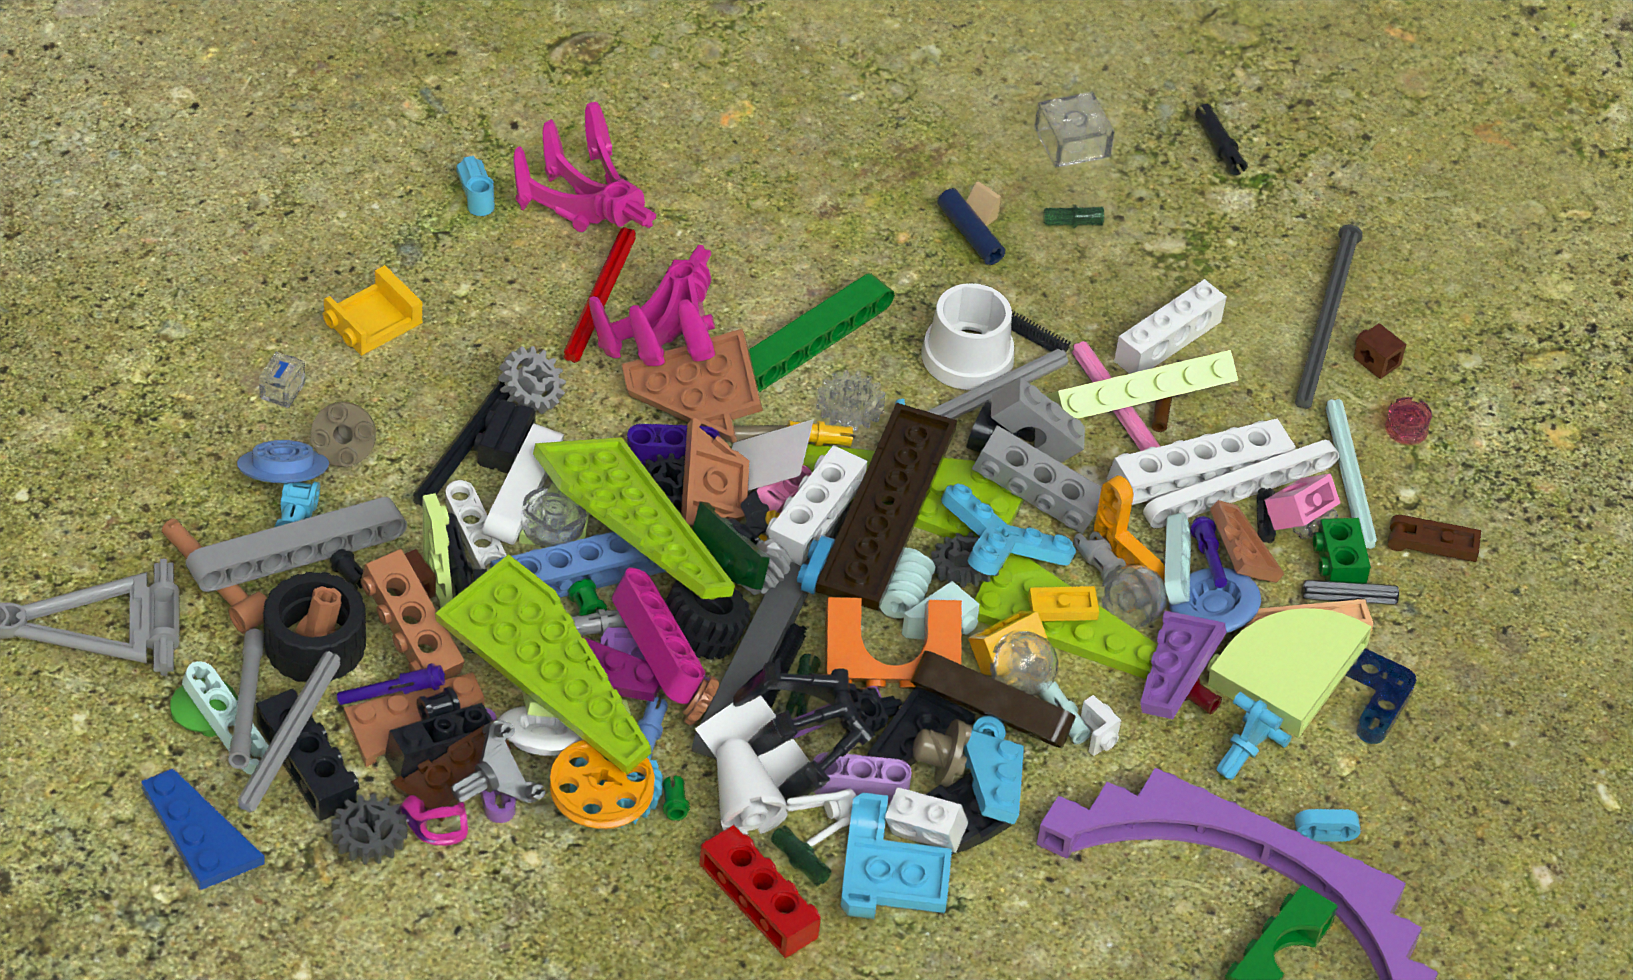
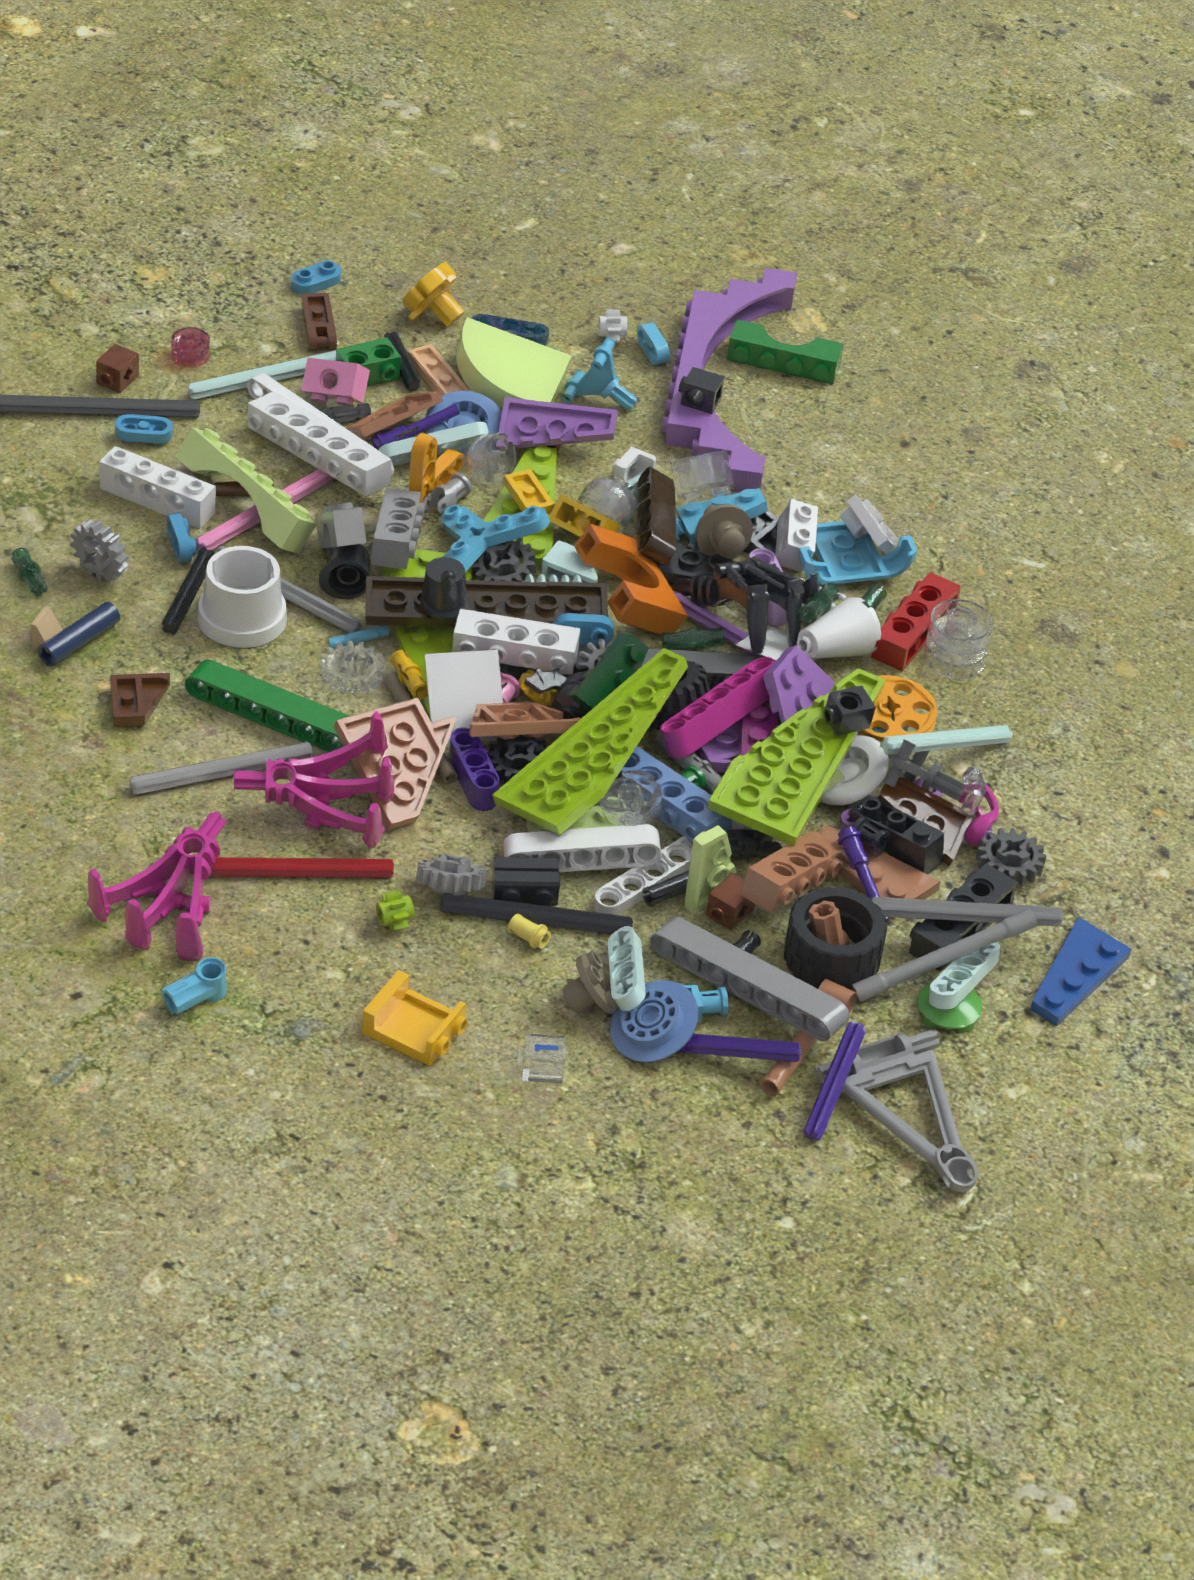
camera: 110 degrees left, 5 degrees down
(142, 561) = (834, 1081): none -> dark purple axle
(221, 512) = (743, 1047): none -> dark purple axle
(352, 460) = (626, 968): none -> light aqua beam
(437, 425) = (536, 935): none -> light yellow pin
(455, 794) = (975, 789): none -> clear arm
(507, 333) = (395, 910): none -> lime gear
(538, 814) = (948, 739): none -> light aqua axle
(578, 709) = (849, 710): none -> black brick
(661, 704) = (795, 683): none -> medium lavender wing
(705, 904) = (958, 638): none -> clear wheel
(751, 277) = (216, 768): none -> light grey axle
(778, 765) = (819, 603): none -> clear green pin
(867, 242) = (136, 696): none -> reddish brown wing
(898, 453) = (444, 589): none -> black hat
(908, 887) = (864, 518): none -> white plate
(1040, 754) = (703, 476): none -> clear brick
(1069, 250) = (99, 550): none -> light grey gear
(1089, 327) = (179, 537): none -> dark azure plate
(1189, 802) = (701, 390): none -> black brick
(1275, 349) = (143, 428): none -> dark azure plate
(1364, 792) = (612, 325): none -> white gear
(1445, 634) = (434, 293): none -> yellow piece
(1519, 558) = (316, 277): none -> dark azure plate

